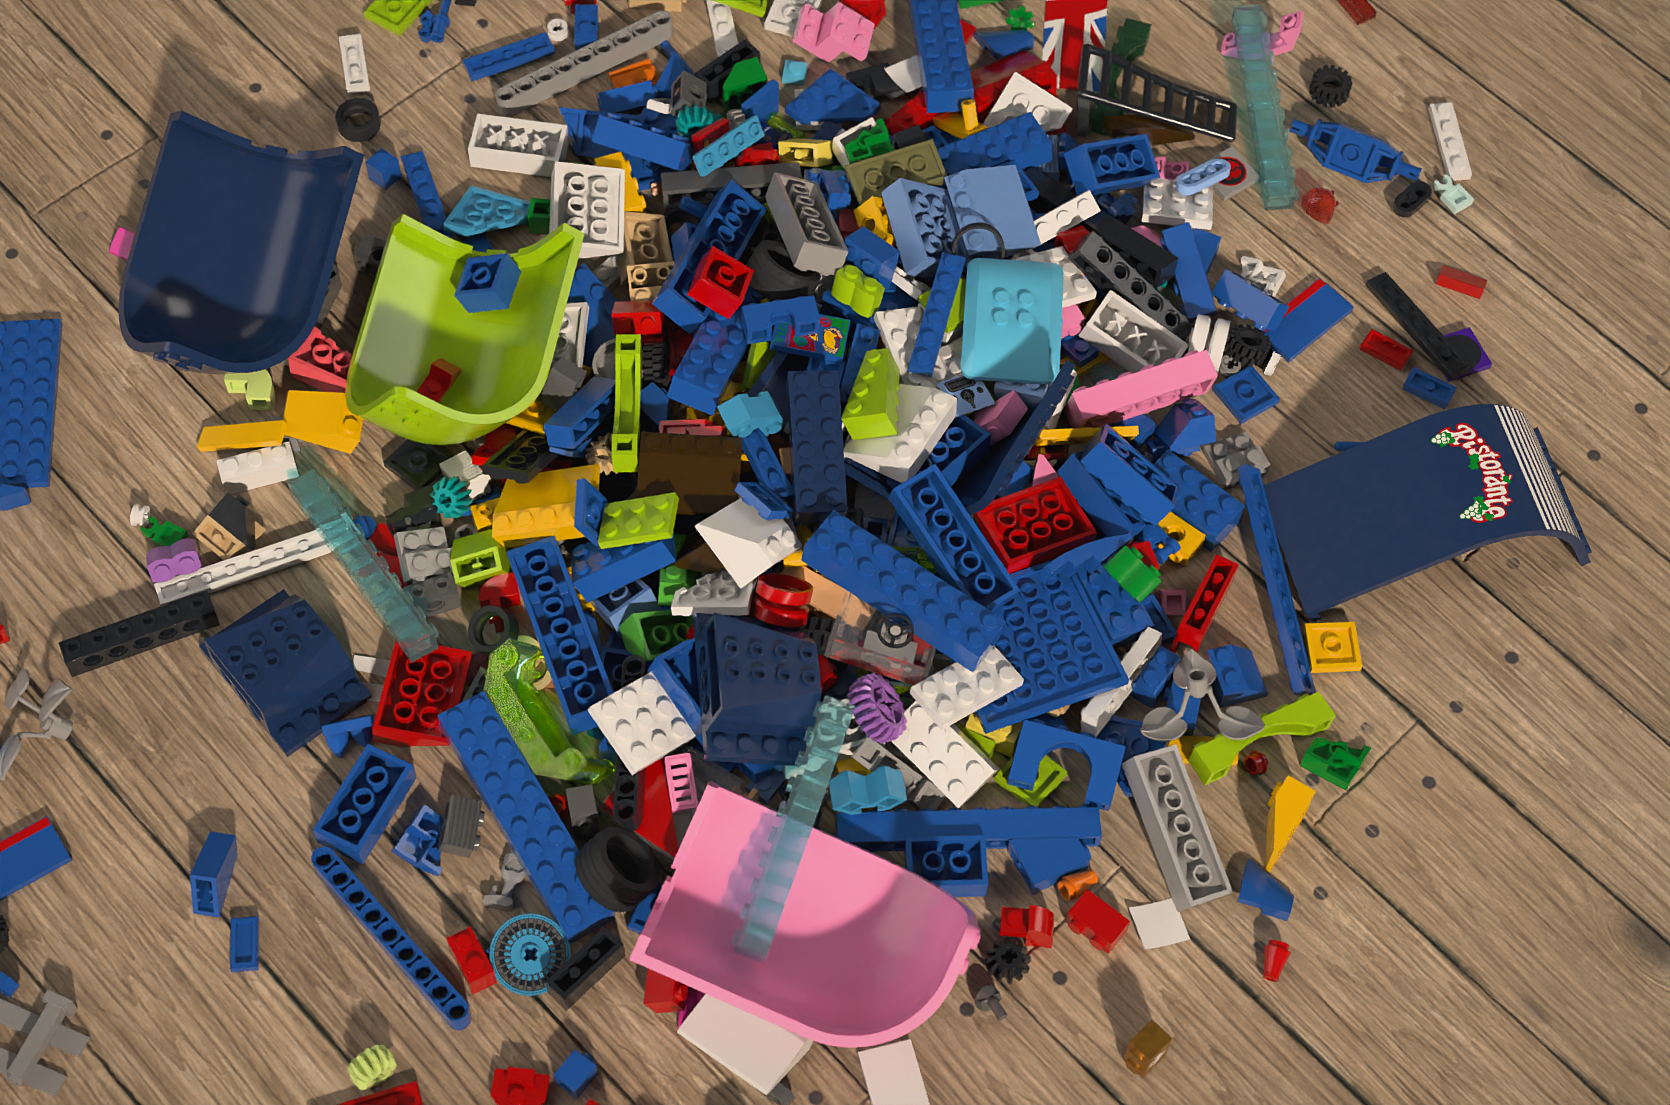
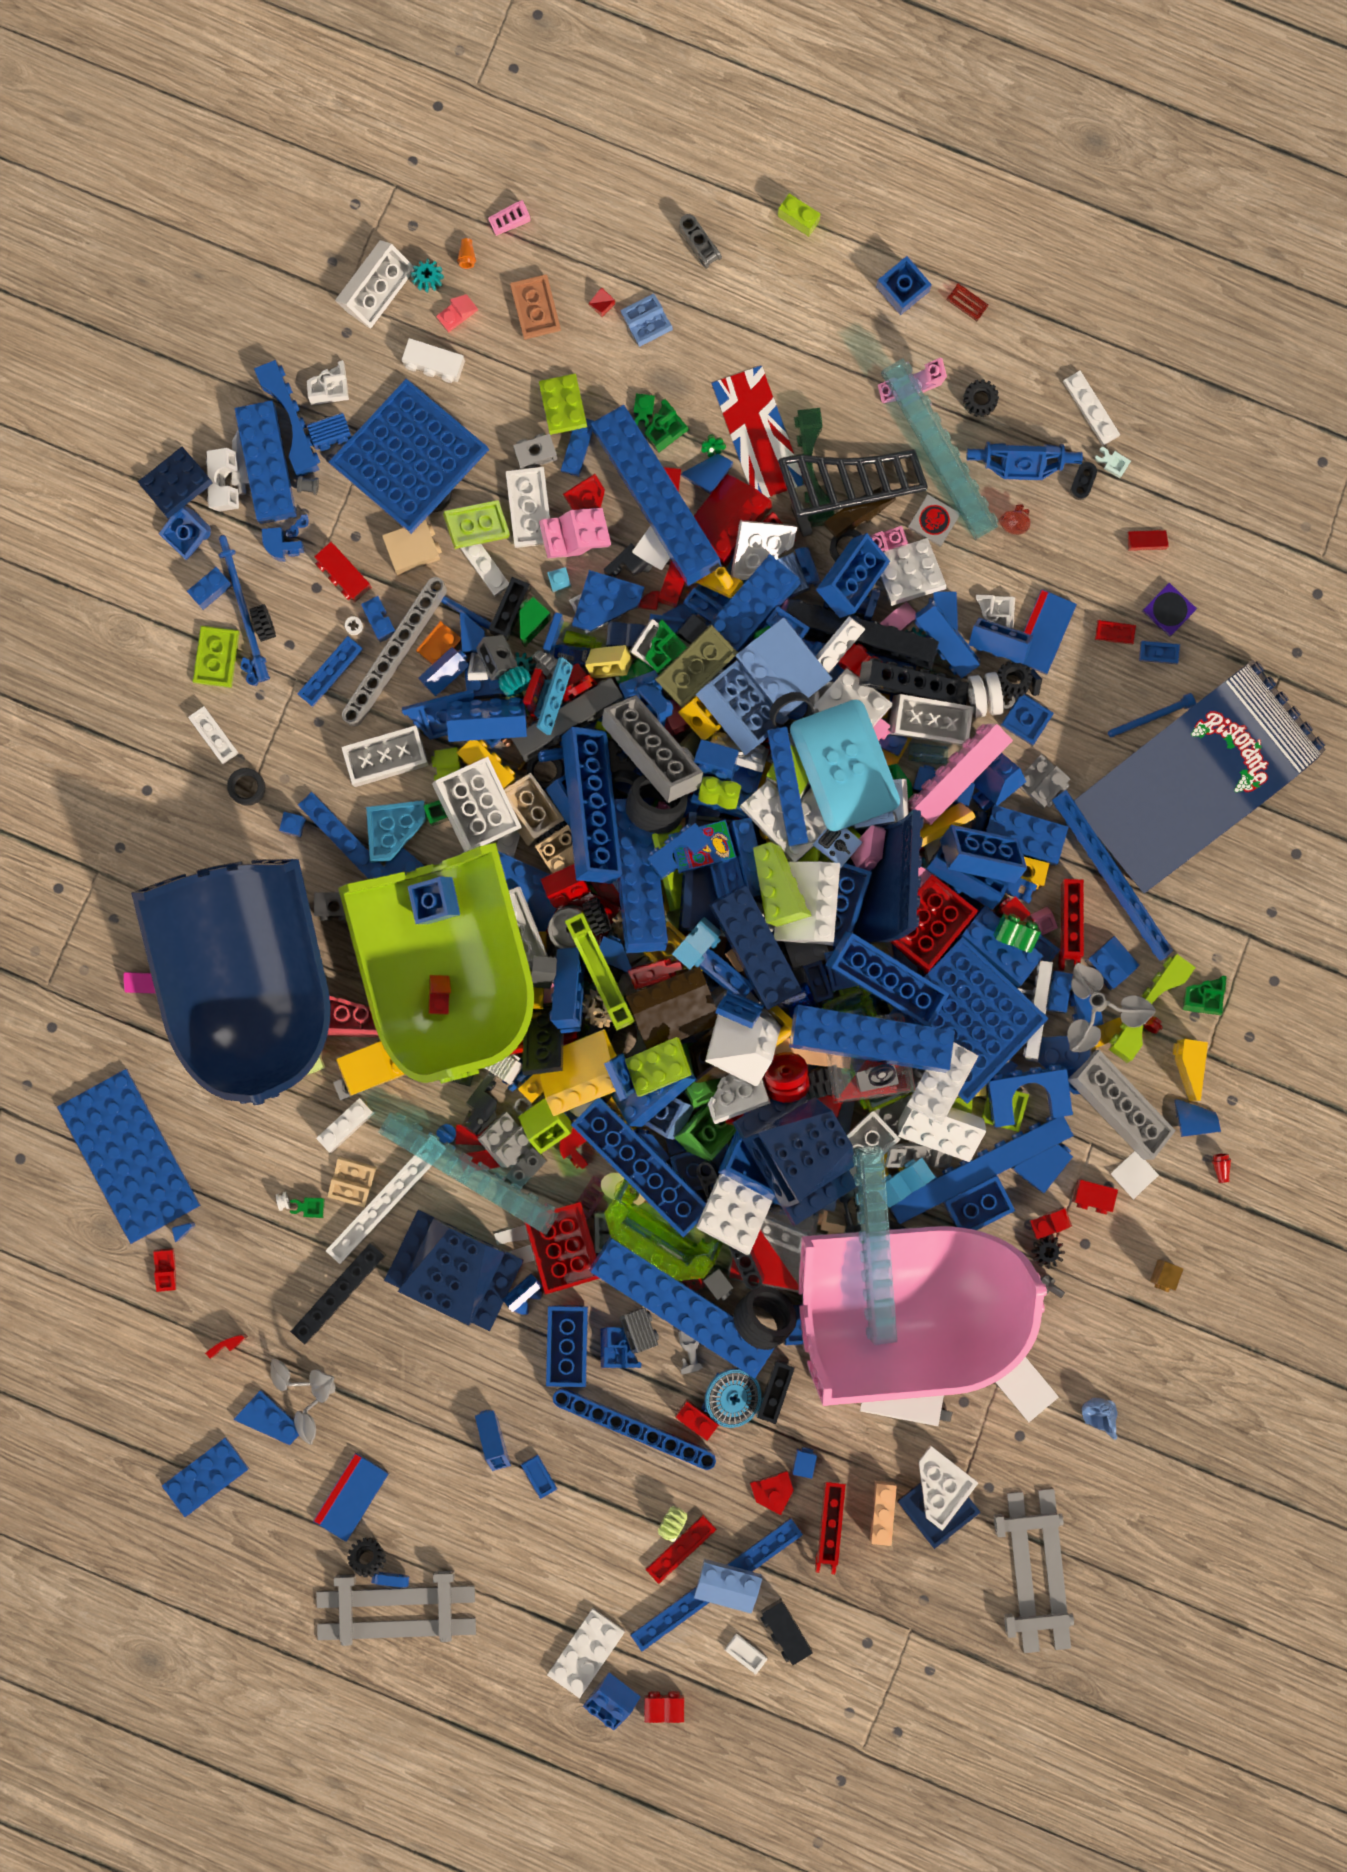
camera: 25 degrees left, 25 degrees up
(168, 561) = (329, 1227): medium lavender brick -> none
(236, 518) = (356, 1176): black slope -> none
(242, 436) = (321, 1108): yellow tile -> none
(451, 497) = (504, 1091): teal gear -> none
(479, 620) = (578, 1189): black tyre -> none
(680, 761) = (769, 1225): bright pink slope -> none
(720, 282) = (620, 842): red brick -> none
(877, 708) = (890, 1128): medium lavender gear -> none
(1074, 885) = (1069, 1174): orange cone -> none
(1089, 555) = (982, 934): blue slope -> none
(1202, 176) = (923, 535): light blue plate -> none
(1332, 647) = (1170, 908): yellow plate -> none
(1418, 326) = (1130, 600): black tile -> none

